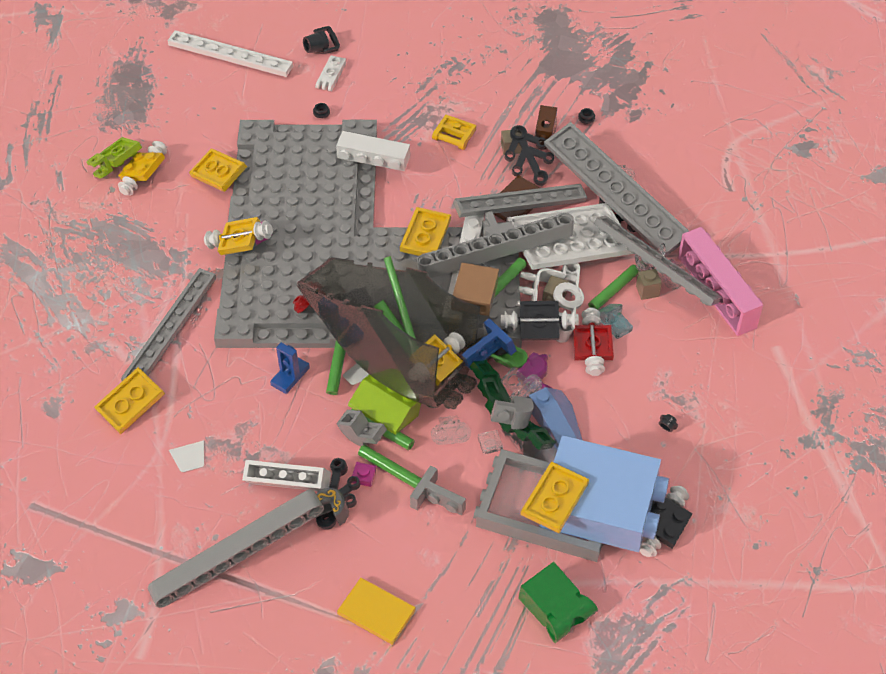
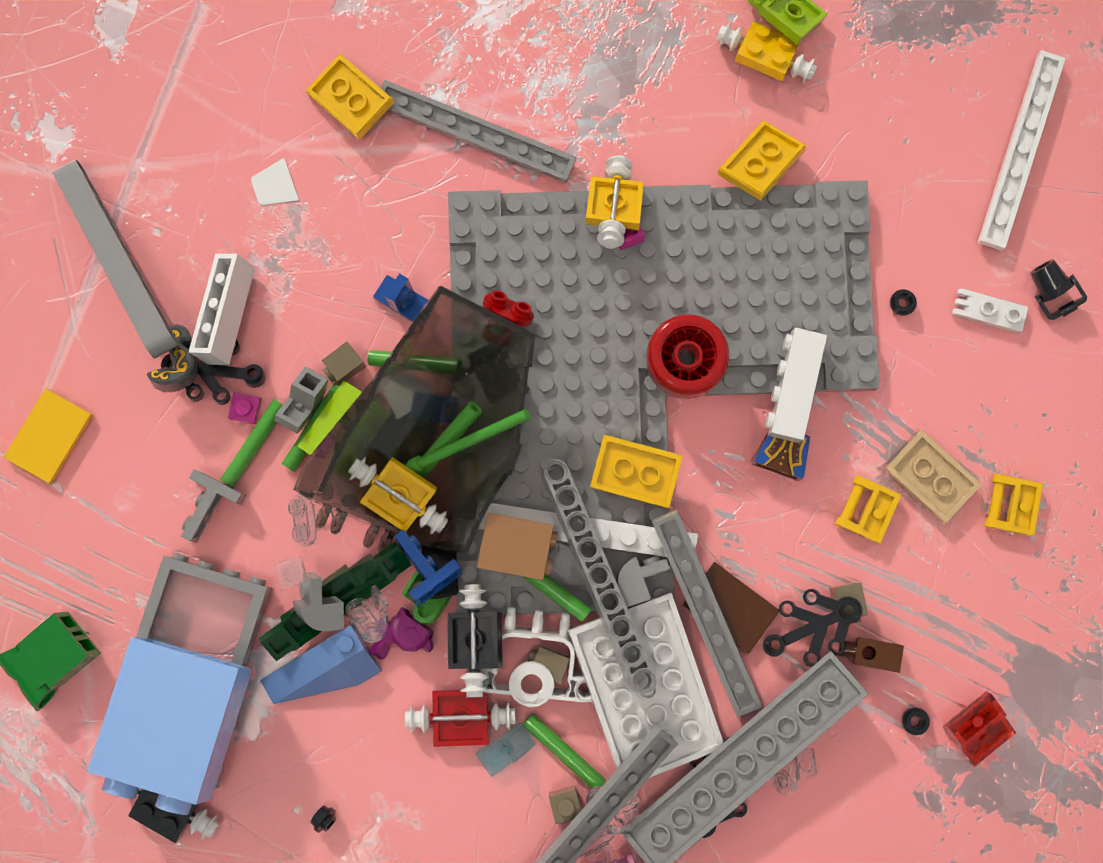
camera: 85 degrees right, 30 degrees up
(334, 405) = (342, 363): none -> dark tan brick
(350, 199) = (692, 336): none -> red wheel
(417, 170) = (783, 456): none -> torso
(434, 101) = (932, 477): none -> tan plate
(453, 63) = (1022, 507): none -> yellow plate
(555, 497) = (140, 657): yellow tile -> none
(589, 86) = (979, 728): none -> clear red brick

